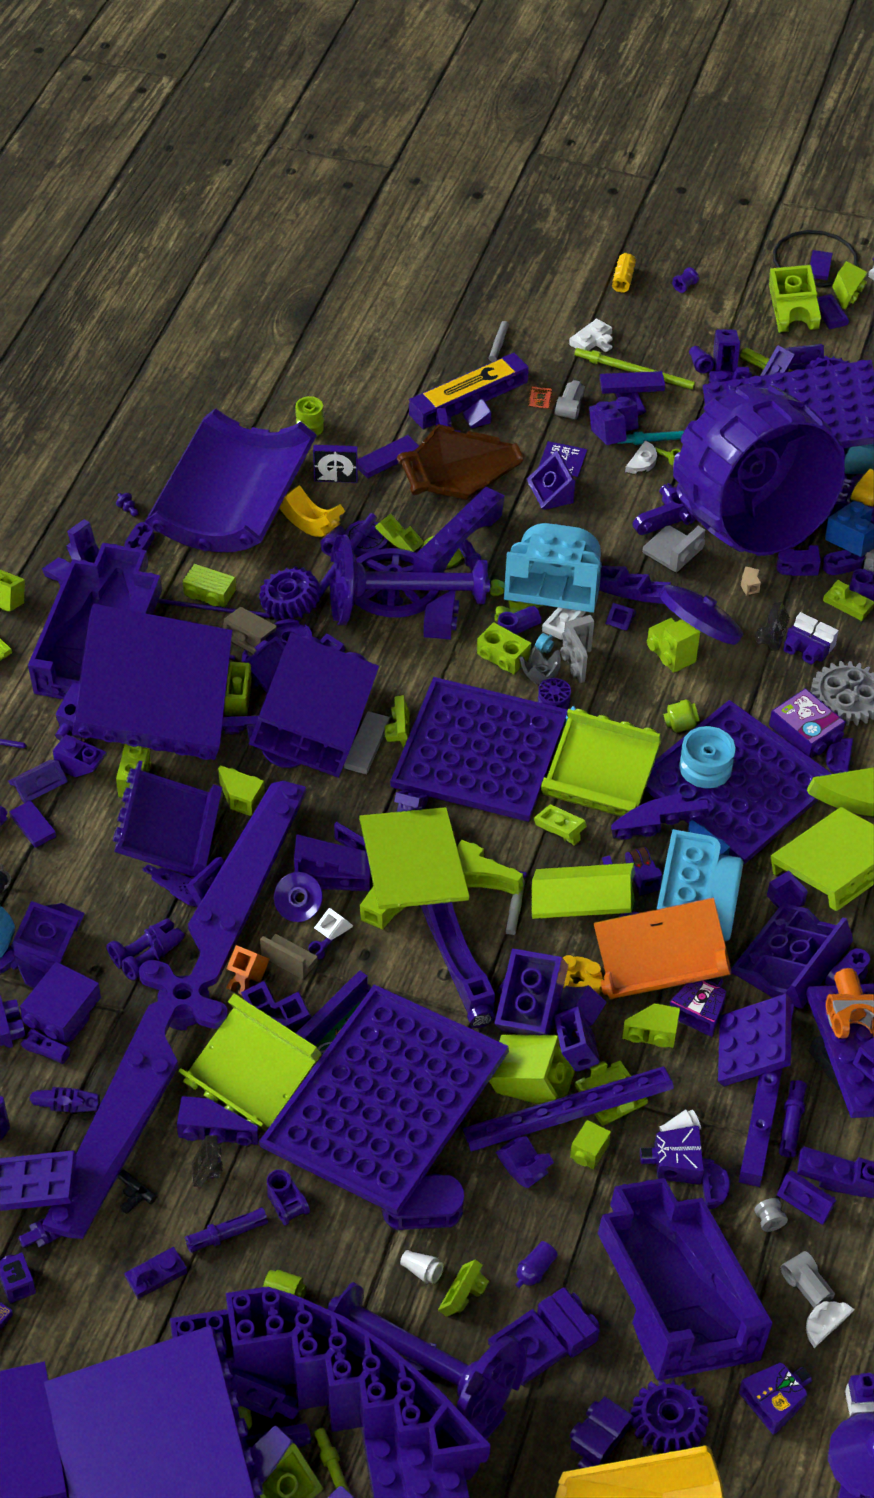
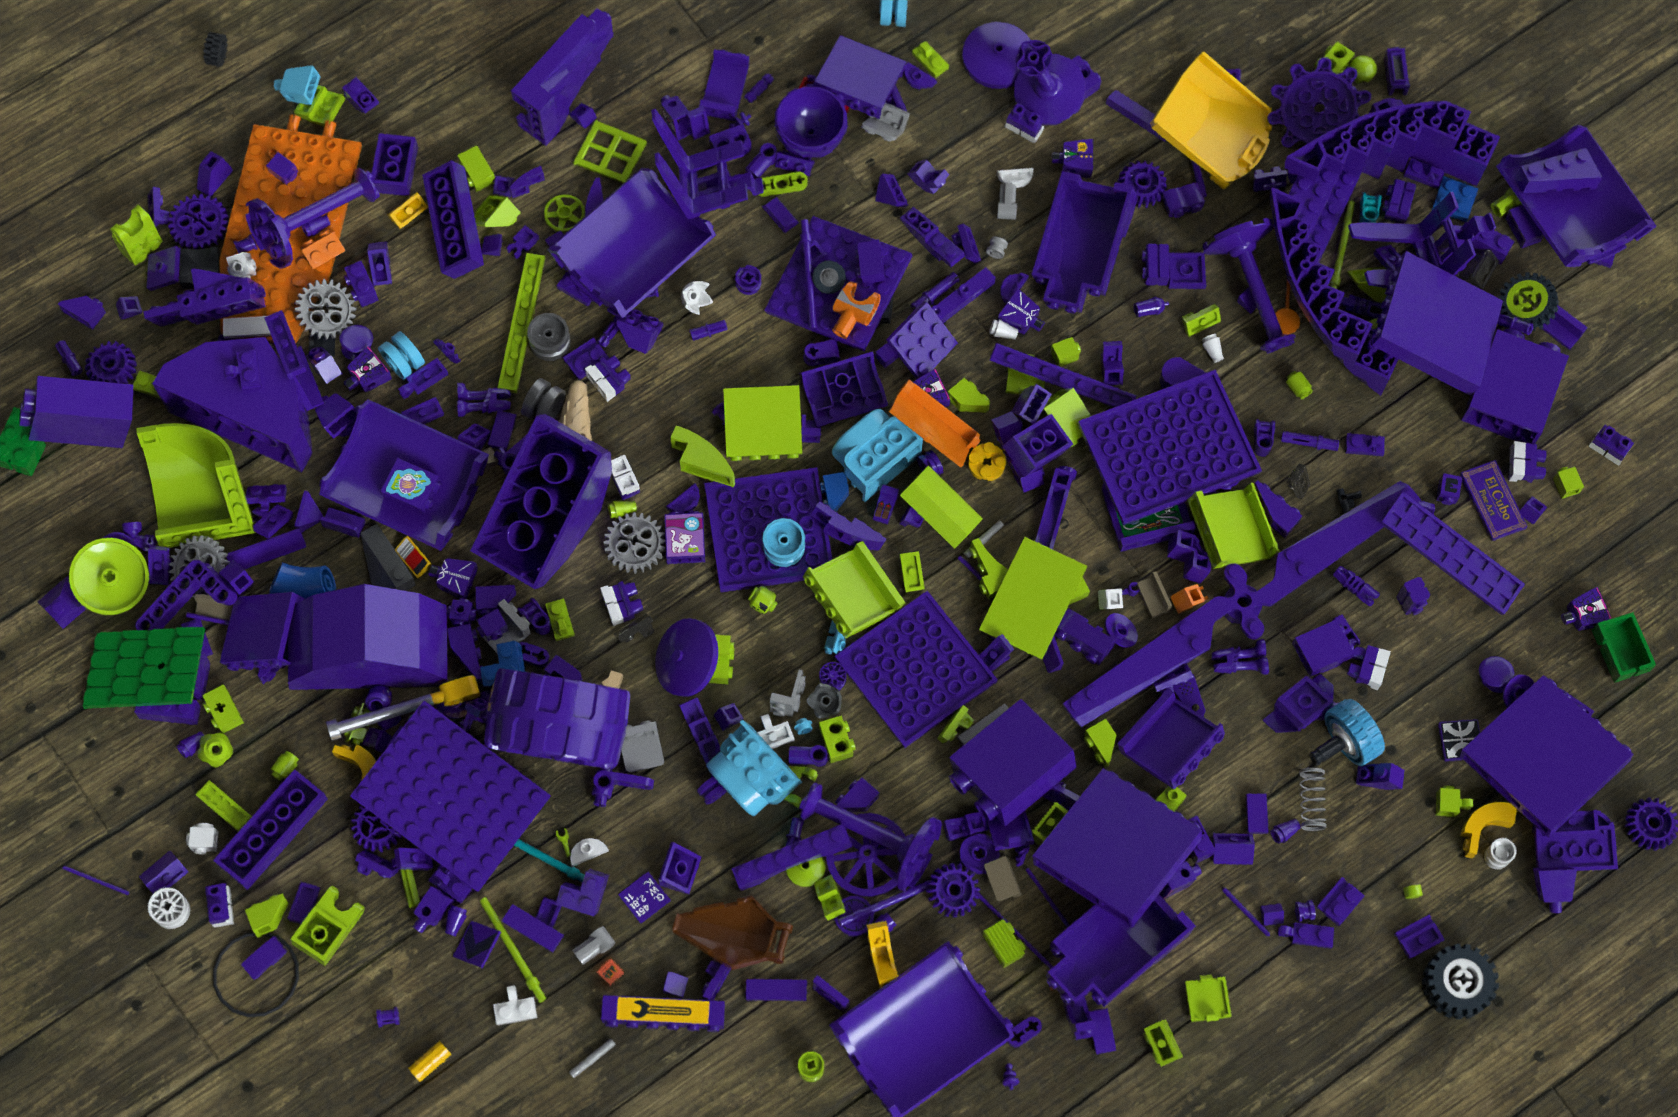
camera: 145 degrees left, 20 degrees up
(665, 351) = (476, 944): none -> dark purple piece

